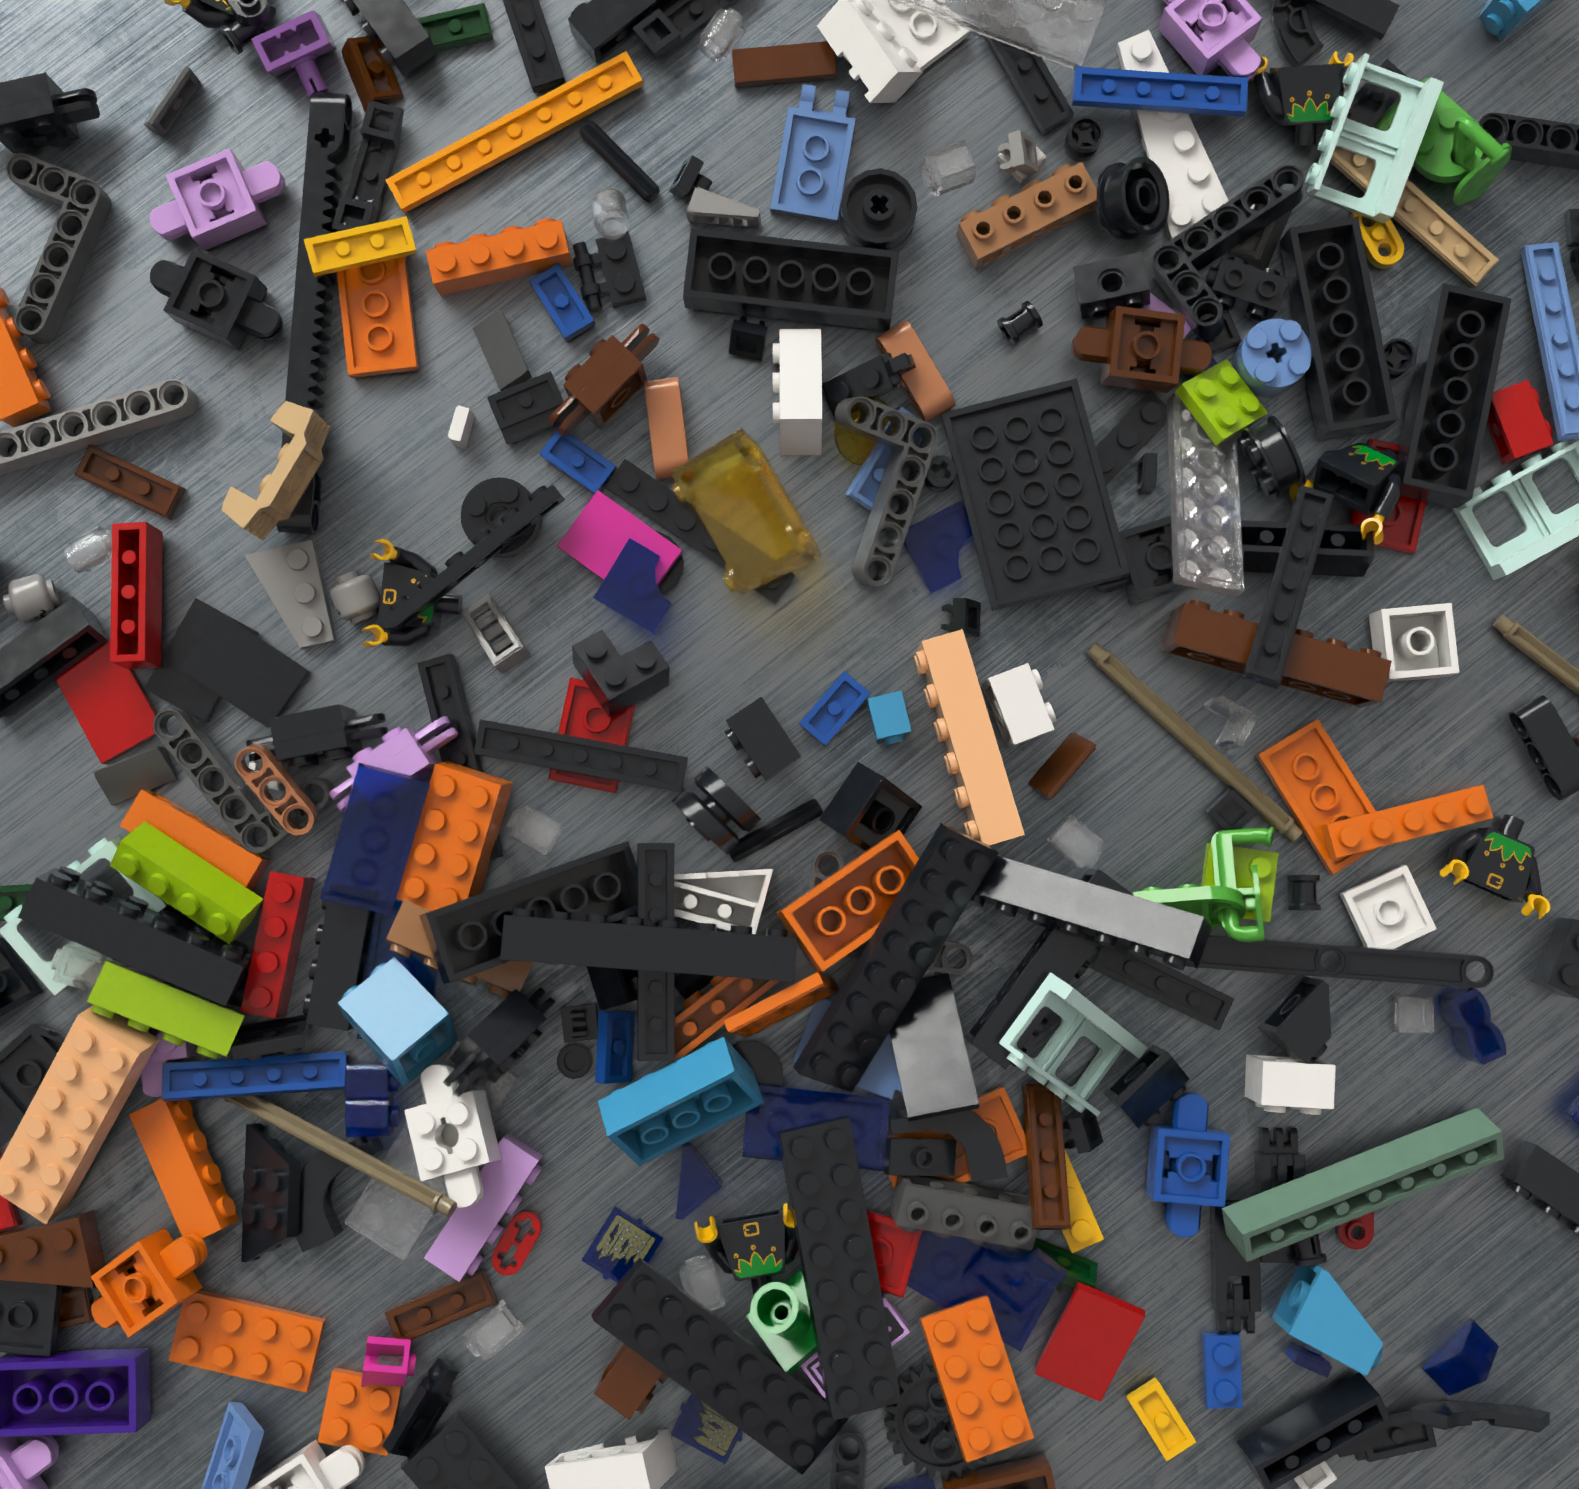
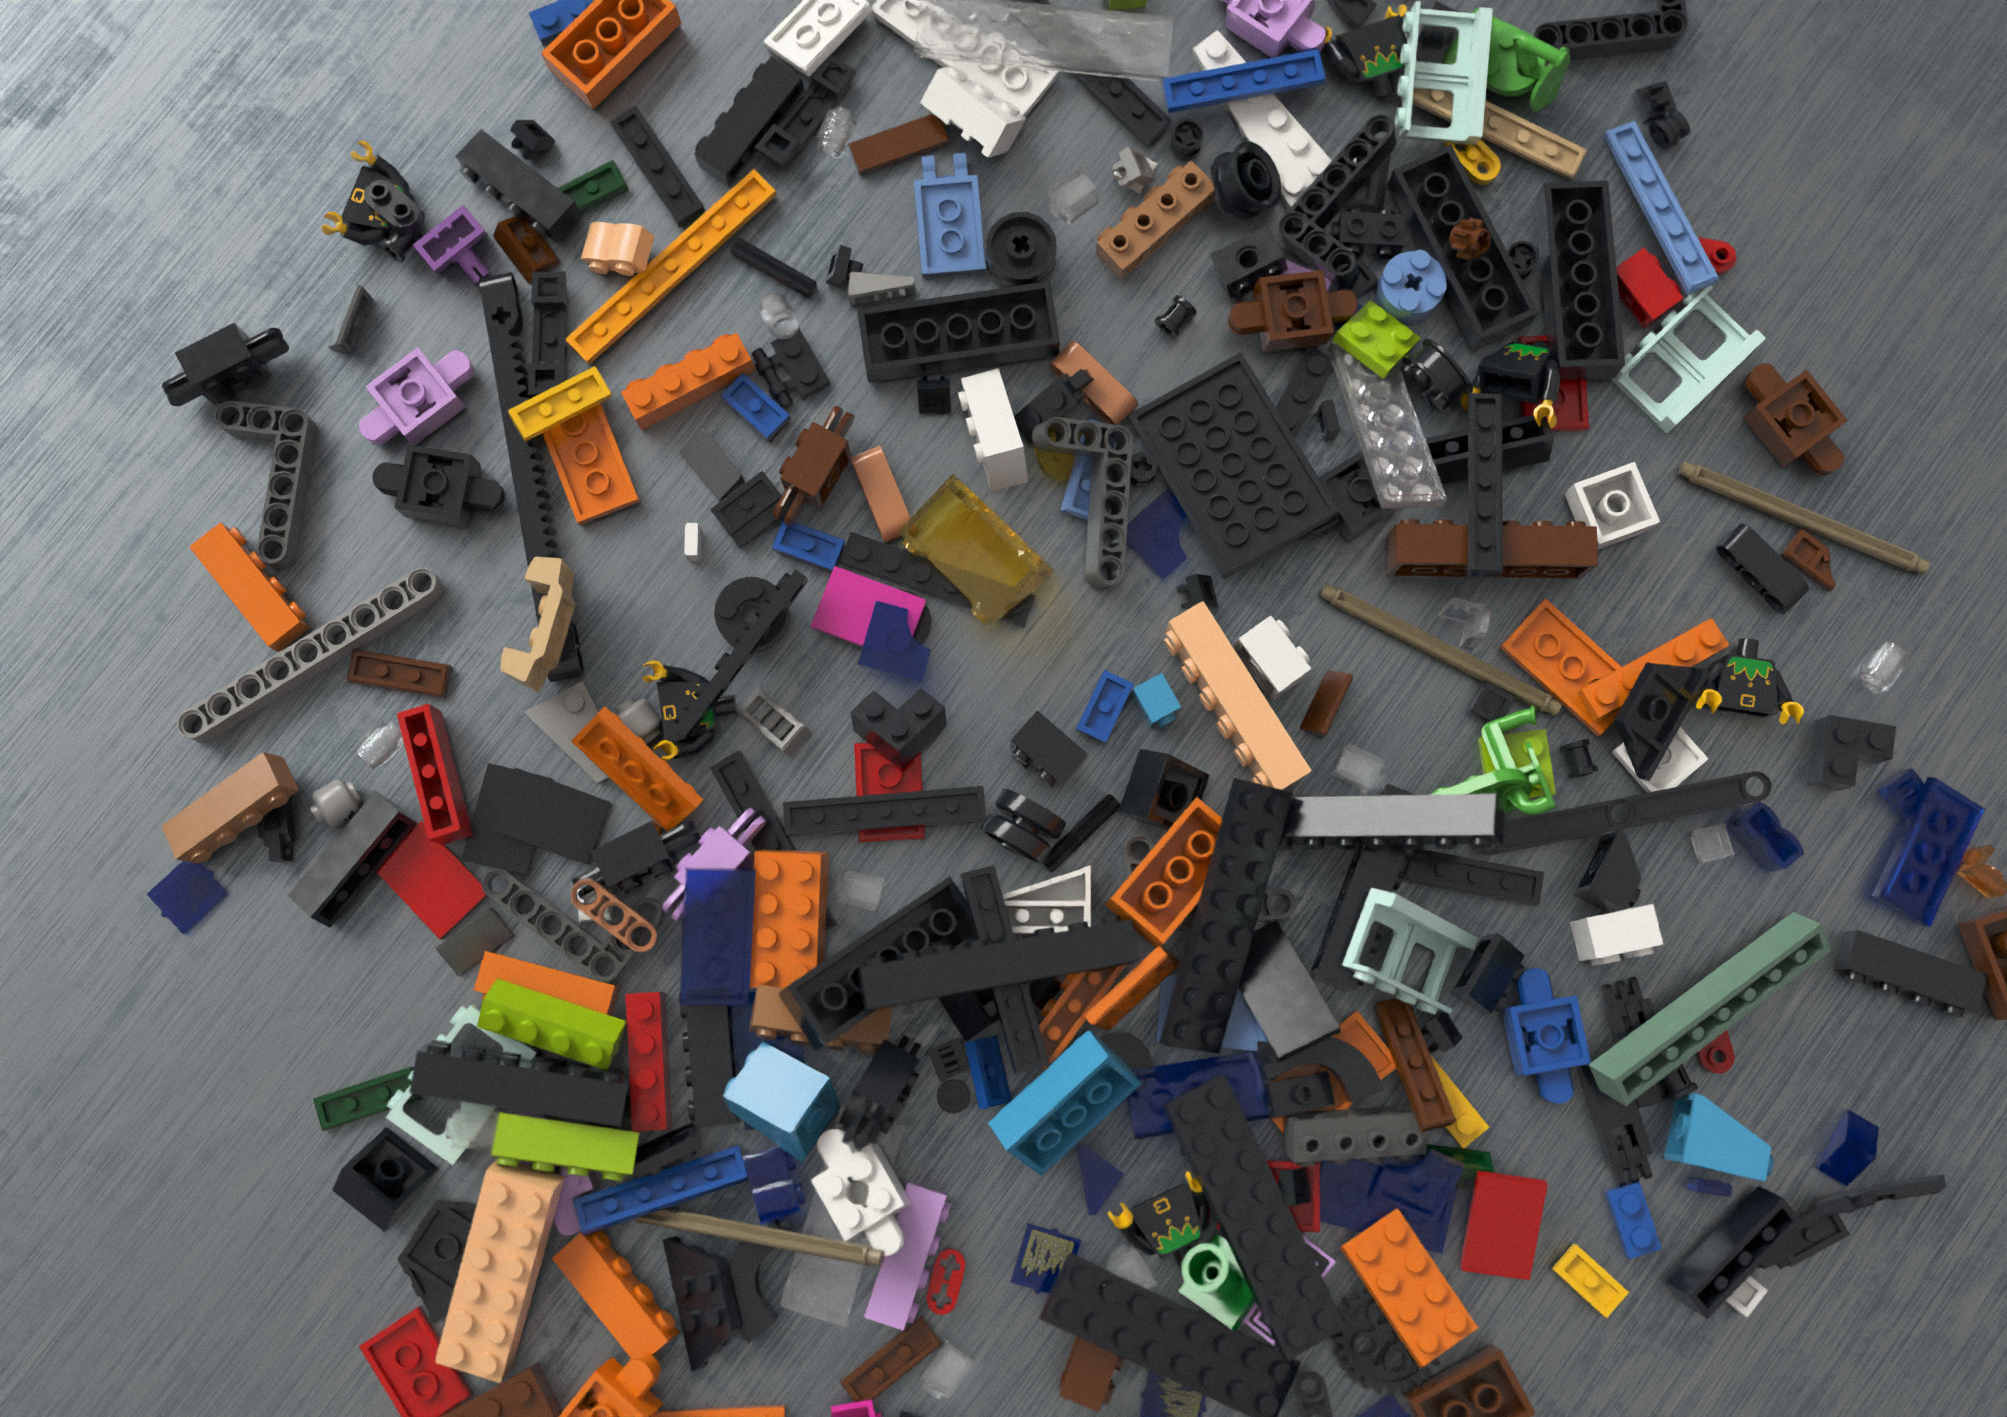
camera: 15 degrees left, 5 degrees down
(340, 646) = (637, 769): none -> orange plate
(462, 98) = (617, 248): none -> light nougat brick
(889, 1248) = (1294, 1186): none -> black plate
(1348, 323) = (1470, 238): none -> reddish brown gear
(1397, 868) = (1656, 712): none -> black wing

